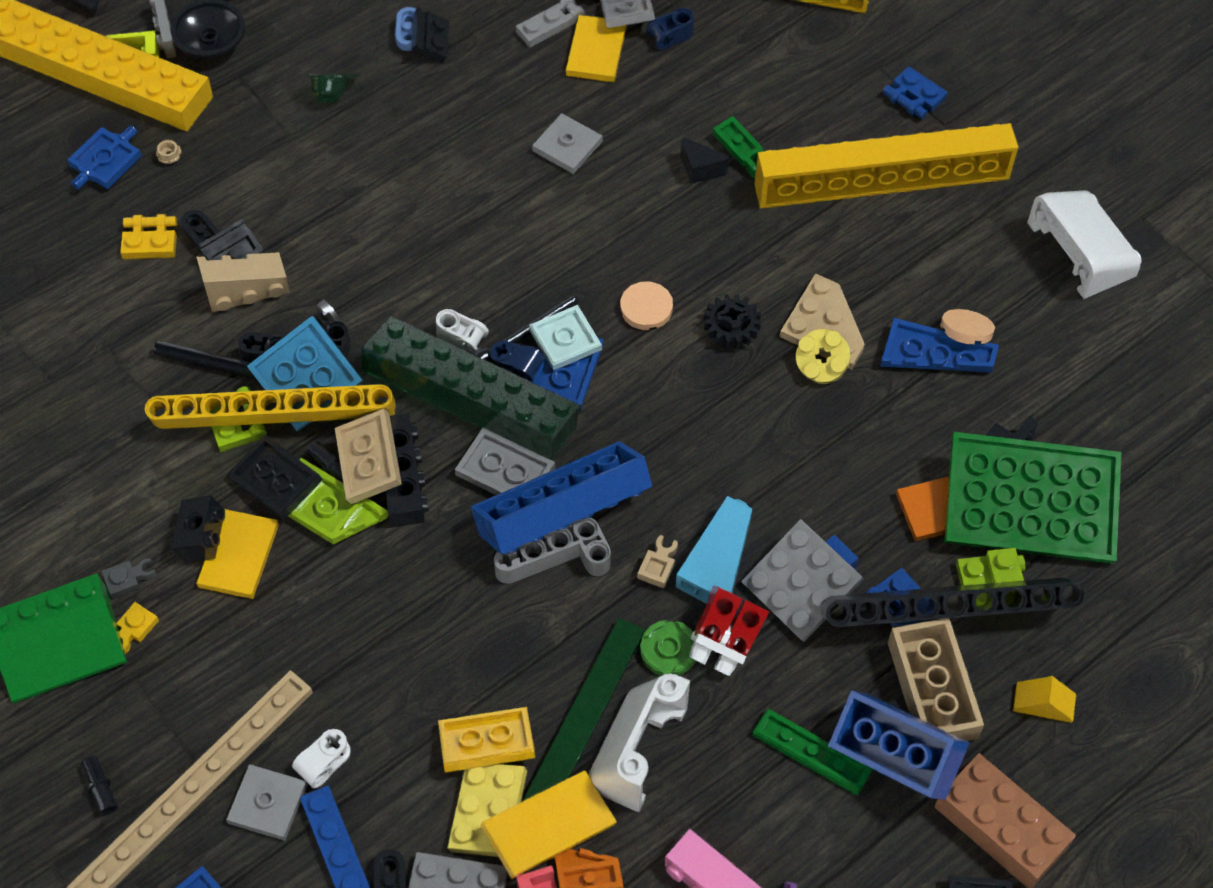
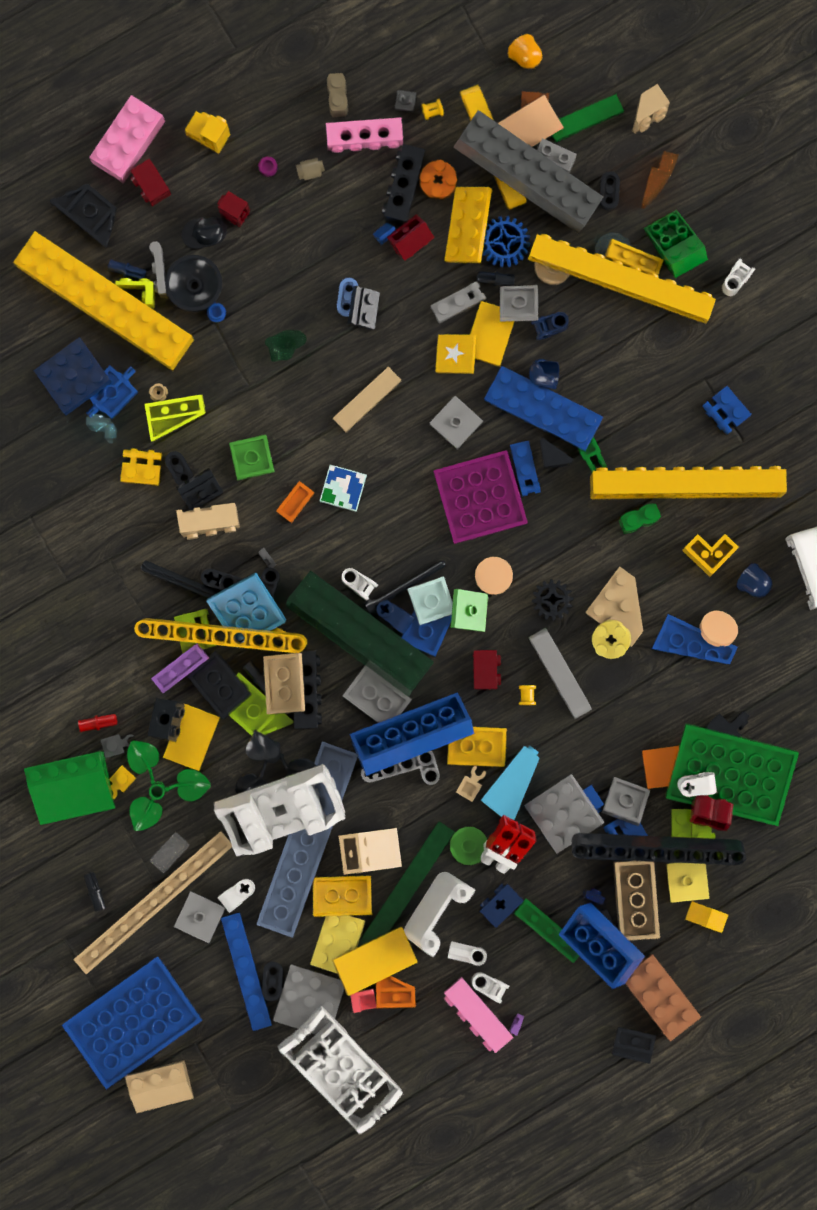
camera: 10 degrees right, 25 degrees up
(52, 144) = (72, 376): none -> dark blue plate
(91, 187) = (101, 424): none -> clear light blue bracket
(96, 550) = (97, 722): none -> red axle
(106, 28) = (126, 270): none -> dark blue axle
(168, 586) = (146, 812): none -> green plant
(189, 167) = (172, 414): none -> neon yellow wedge
(214, 715) = (169, 852): none -> clear plate
(215, 462) = (180, 668): none -> medium lavender plate
(240, 62) = (216, 312): none -> blue plate
(299, 208) = (251, 457): none -> bright green plate
(341, 521) = (263, 748): none -> black plant
(346, 631) = (279, 810): none -> white piece
(363, 253) = (295, 502): none -> orange tile
(422, 673) = (304, 851): none -> sand blue plate
(426, 230) = (343, 488): none -> tile
(446, 132) = (367, 399): none -> tan tile
(519, 669) = (370, 851): none -> tan slope
(555, 69) = (456, 354): none -> yellow tile
(613, 218) = (480, 497): none -> magenta plate
(619, 343) = (469, 610): none -> plate
(654, 414) = (485, 669): none -> dark red brick
(657, 512) = (482, 748): none -> yellow tile
(666, 181) = (525, 467): none -> blue plate
(672, 76) = (544, 373): none -> dark blue hair
(679, 113) = (543, 408): none -> blue plate
(688, 798) = (465, 953): none -> white piece
(719, 439) = (527, 695): none -> yellow bush
(728, 736) = (511, 899): none -> dark blue brick
(737, 842) = (490, 987): none -> white piece
(760, 407) = (560, 673): none -> light grey beam
(830, 214) = (644, 517): none -> green brick
(871, 681) = (594, 895): none -> clear blue plate
(889, 555) = (626, 801): none -> light grey plate
(933, 244) = (709, 557): none -> yellow brick
(992, 508) = (700, 784): none -> white piece
(1001, 269) = (754, 581): none -> dark blue hair
(1004, 655) = (687, 882): none -> light yellow plate
(1021, 544) = (711, 812): none -> dark red brick

